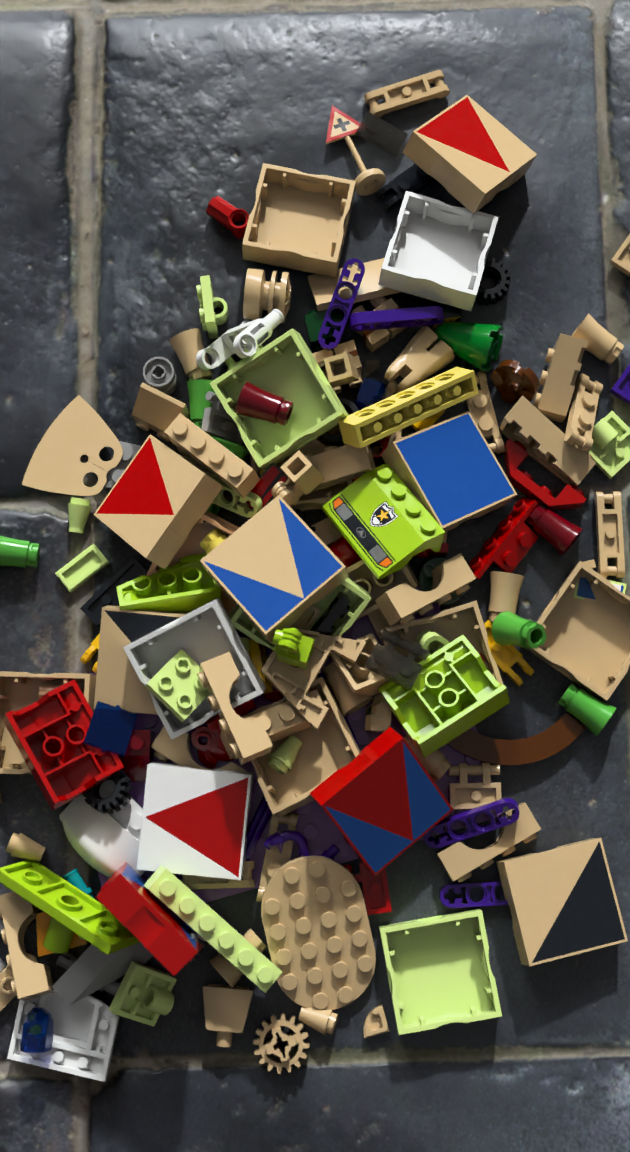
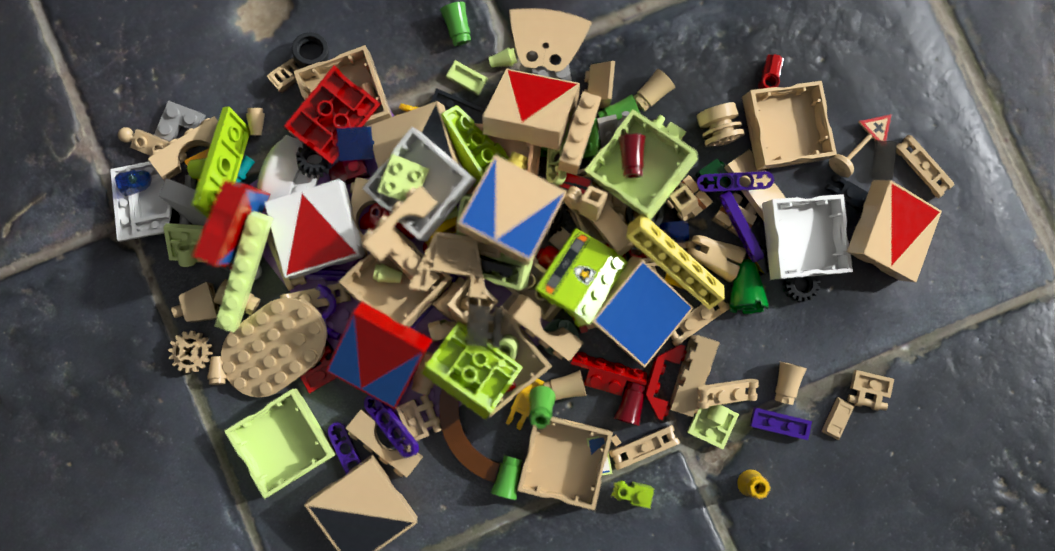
camera: 60 degrees right, 5 degrees up
(160, 375) = (628, 73): light grey wheel -> none
(207, 305) = (698, 85): yellowish green plate -> none
(245, 336) = (681, 122): white connector -> none
(293, 647) = (459, 247): lime brick -> none
(375, 1022) = (230, 412): tan tile -> none
(508, 375) = (730, 333): reddish brown plate -> none
(560, 377) = (747, 365): tan wedge -> none

